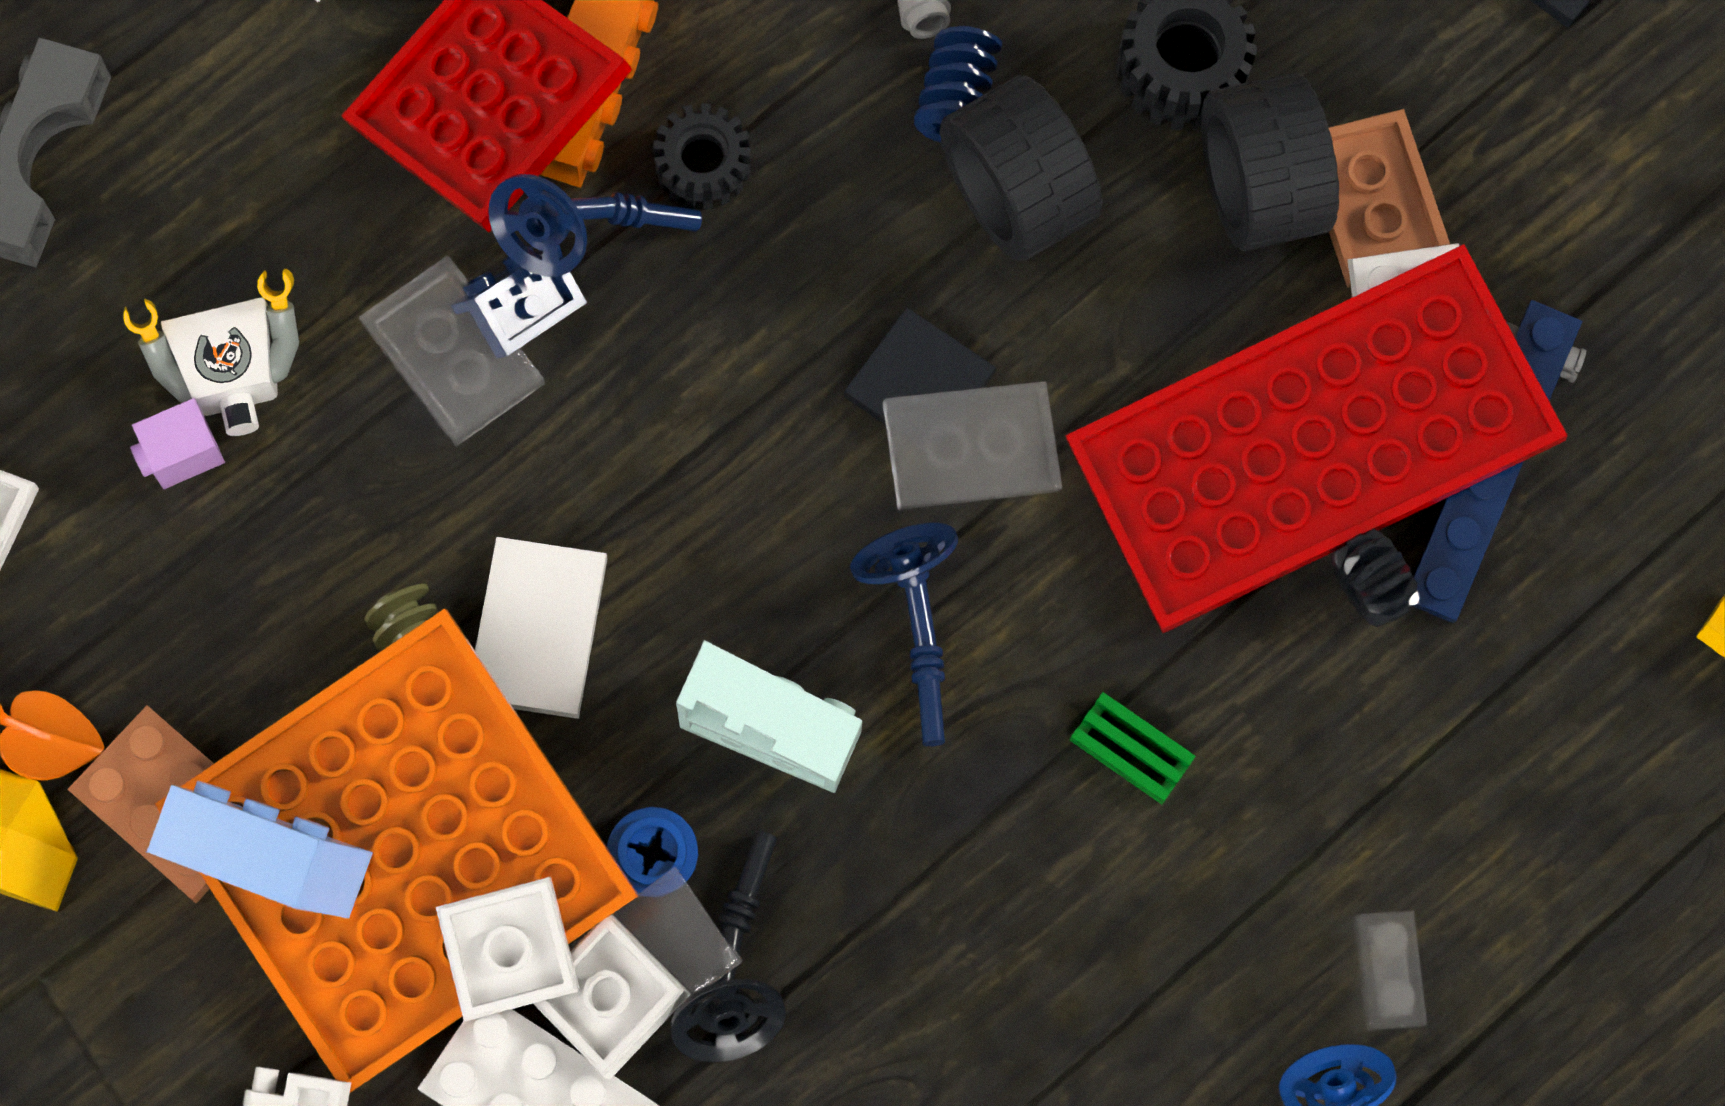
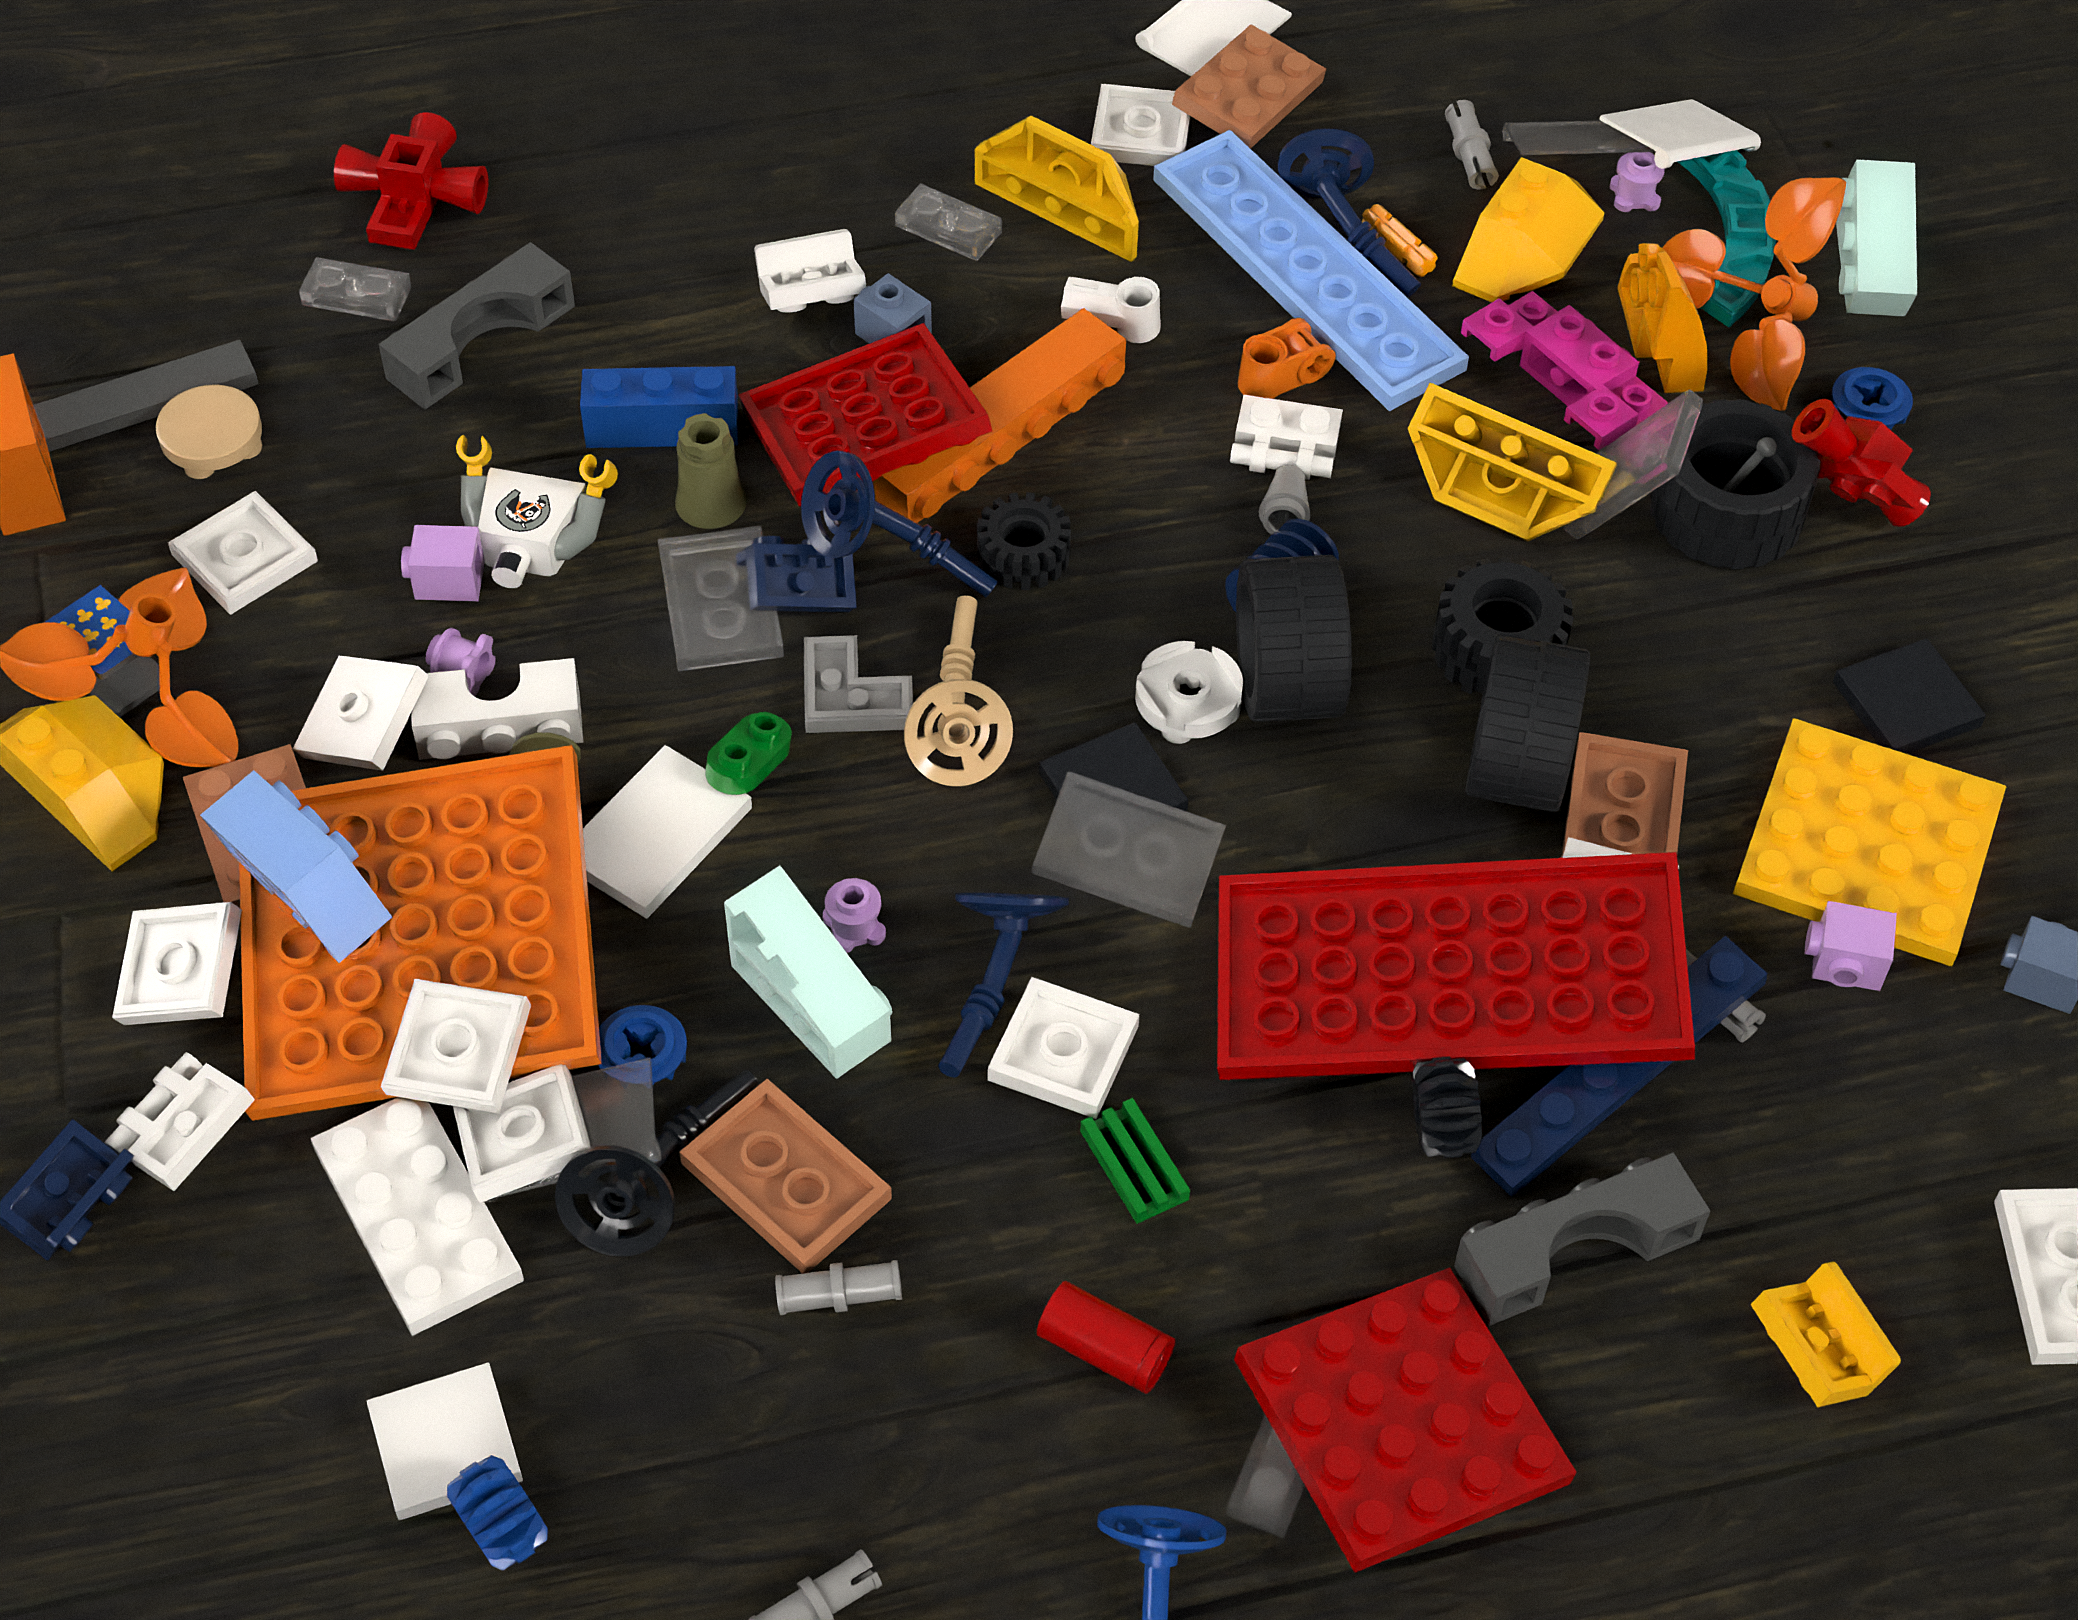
camera: 30 degrees right, 20 degrees down
(193, 985) = (177, 963): none -> white tile
(200, 646) = (361, 712): none -> white plate
(252, 538) = (453, 653): none -> lavender brick
(277, 167) = (652, 403): none -> blue brick
(286, 609) = (455, 723): none -> white arch
(373, 232) = (708, 476): none -> olive plant
(578, 505) = (748, 753): none -> green plate
(624, 406) = (843, 701): none -> light grey tile
(749, 390) = (958, 719): none -> tan dish
(765, 644) = (853, 913): none -> lavender brick
(850, 914) = (786, 1176): none -> nougat plate
(939, 279) = (1183, 715): none -> white plate
(953, 995) = (838, 1287): none -> light grey pin
(1019, 671) = (1063, 1047): none -> white plate
(1199, 930) = (1105, 1337): none -> red pin
(1471, 879) = (1403, 1418): none -> red plate
(1495, 693) = (1643, 1208): none -> dark grey arch
(1590, 123) = (1872, 834): none -> yellow plate
(1626, 246) = (1852, 945): none -> lavender brick

